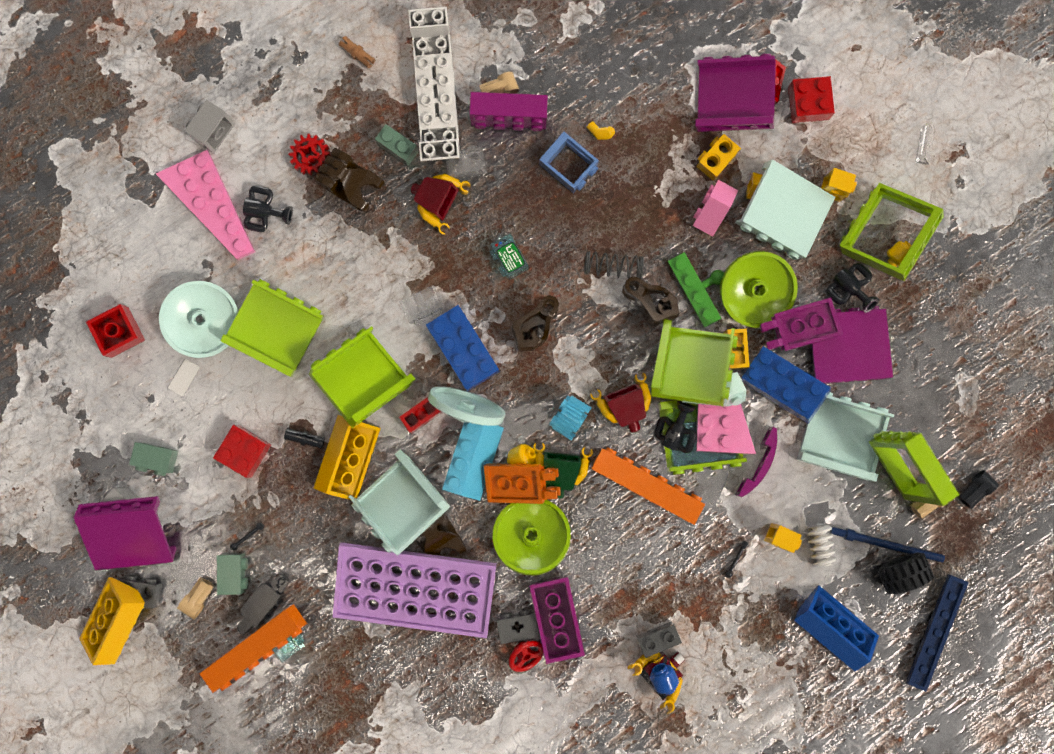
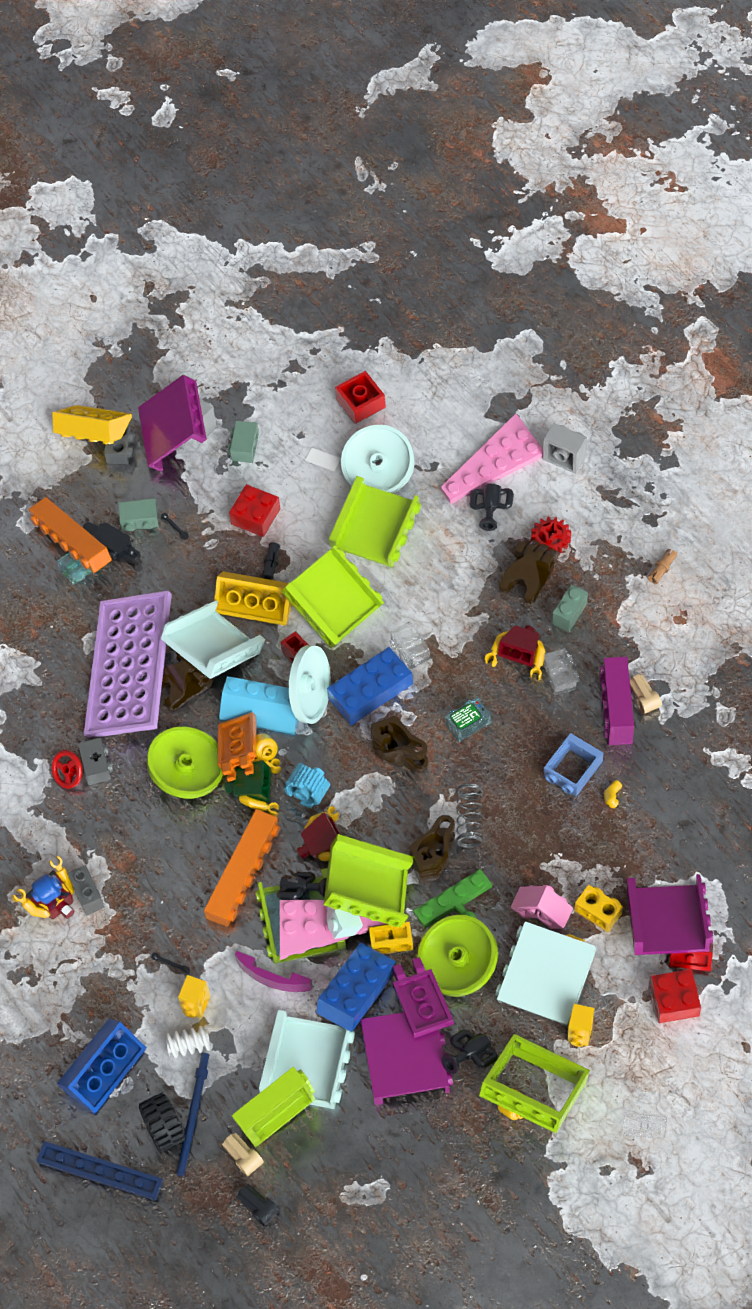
camera: 90 degrees right, 25 degrees down
(194, 601) = (112, 488): tan piece -> none
(434, 84) = (631, 635): white slope -> none
(556, 619) = (104, 792): magenta brick -> none

